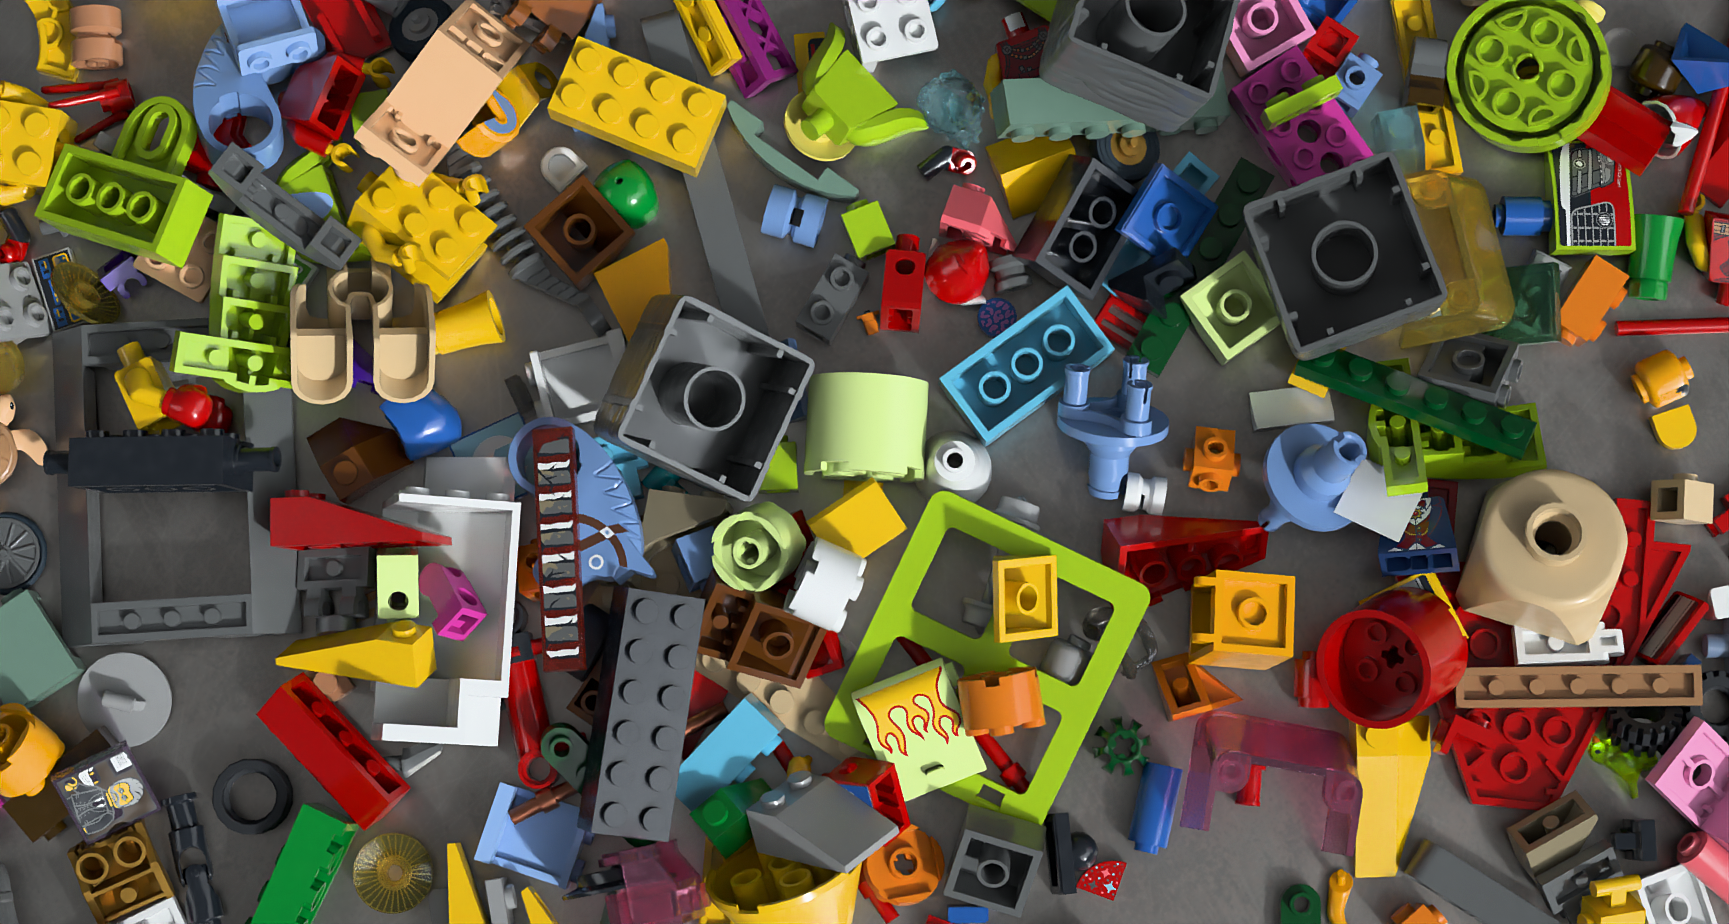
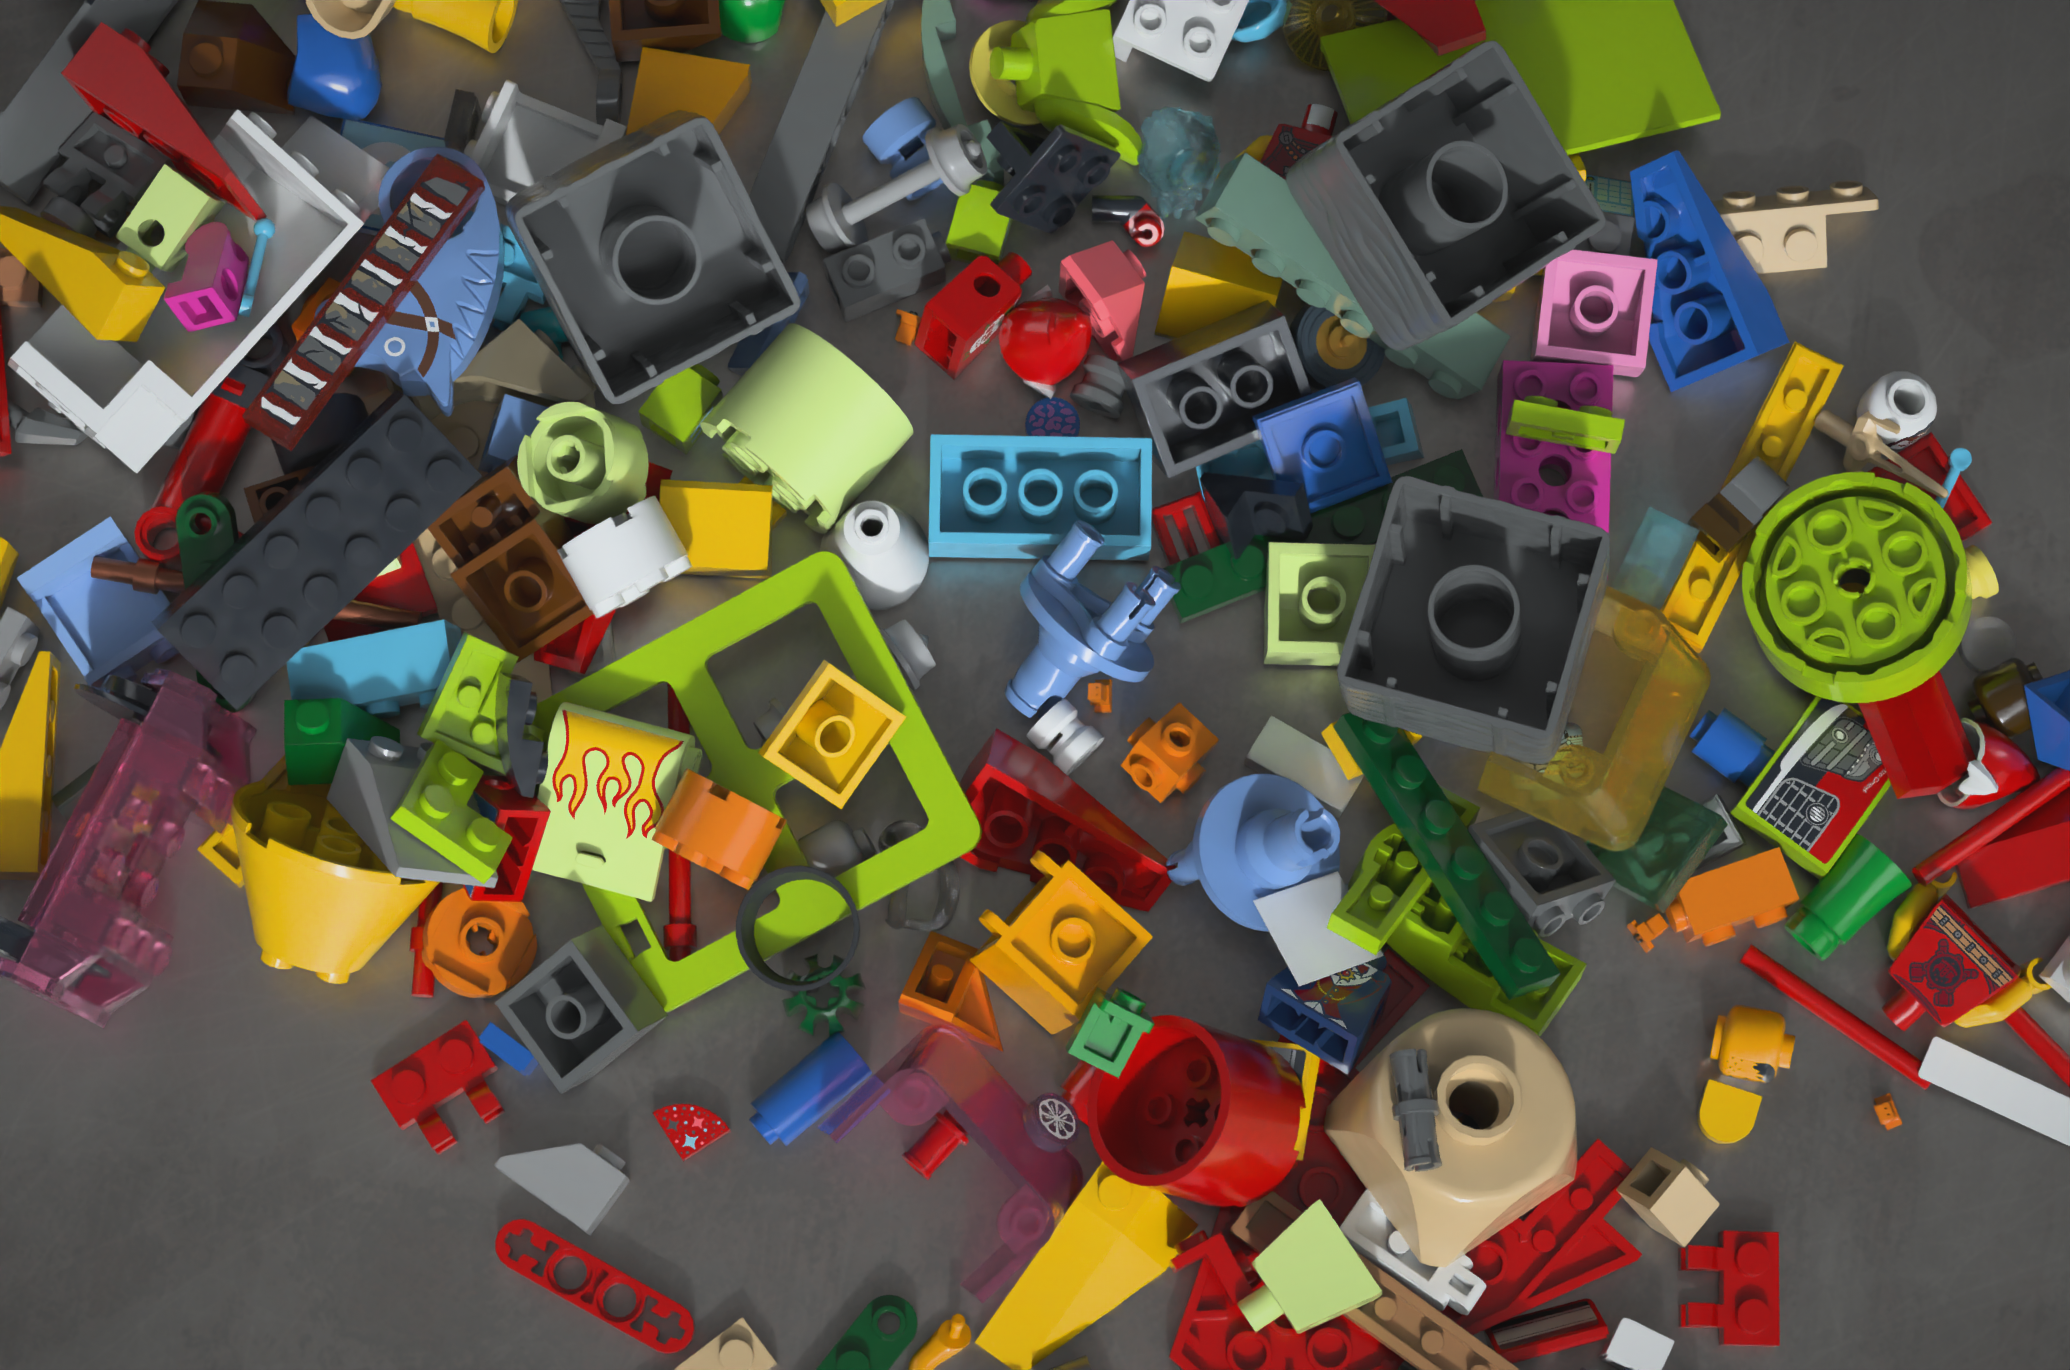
camera: 30 degrees right, 5 degrees down
(457, 547) = (264, 229): none -> medium azure hinge
(800, 742) = (466, 702): none -> lime plate
(830, 206) = (954, 158): none -> light grey piece
(839, 817) = (438, 813): none -> lime plate
(849, 741) = (520, 752): none -> black slope
(886, 173) = (1048, 173): none -> black bracket
(1066, 853) = (673, 1067): black tile -> none
(1100, 760) = (748, 912): none -> black tyre
(1144, 455) = (1101, 695): none -> orange piece
(1309, 723) = (1051, 1122): none -> clear purple tile
(1315, 649) = (1110, 1030): none -> bracket
(1329, 47) = (1652, 403): red slope -> none
(1354, 95) = (1638, 475): medium blue brick -> none
(1525, 701) = (1309, 1275): none -> yellowish green torso
(1527, 567) = (1415, 1110): none -> dark grey pin
(1552, 356) = (1647, 931): none -> orange piece

